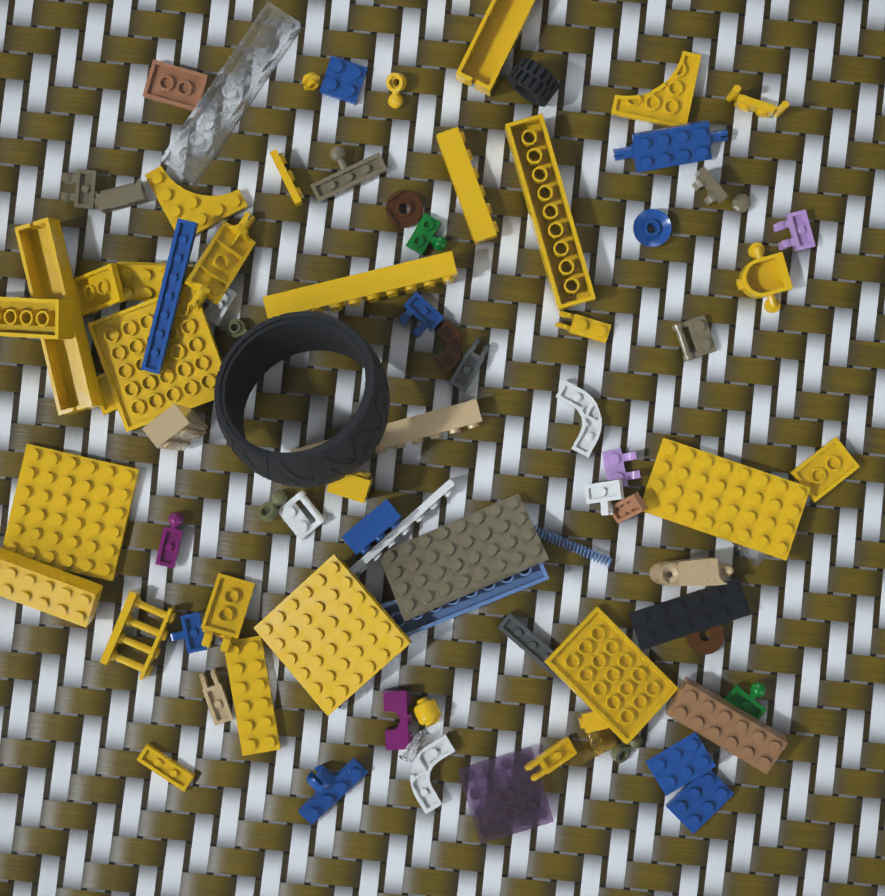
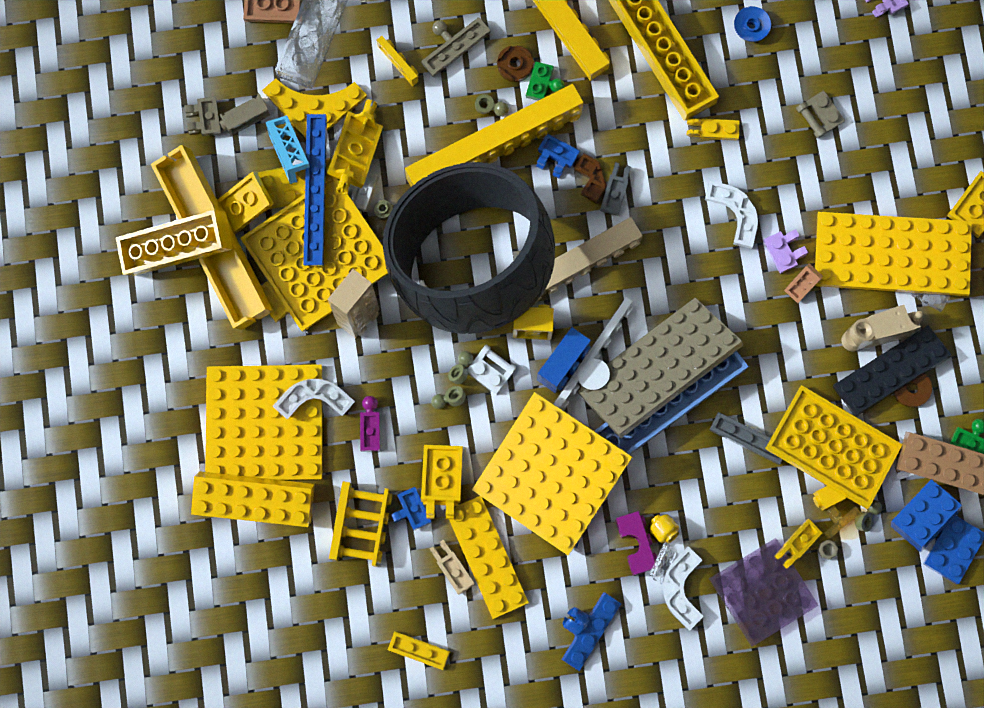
camera: 15 degrees left, 10 degrees down
(121, 493) = (312, 389): none -> white plate
(148, 243) = (276, 135): none -> medium azure fence
(244, 533) = (454, 396): none -> olive plate
(377, 253) = (500, 108): none -> olive plate
(397, 547) = (593, 373): none -> white sticker
(574, 547) = (767, 334): medium blue piece -> none
(578, 770) = (828, 549): none -> dark tan tile
(604, 494) = (777, 275): white plate -> none
(764, 277) = (870, 43): yellow piece -> none

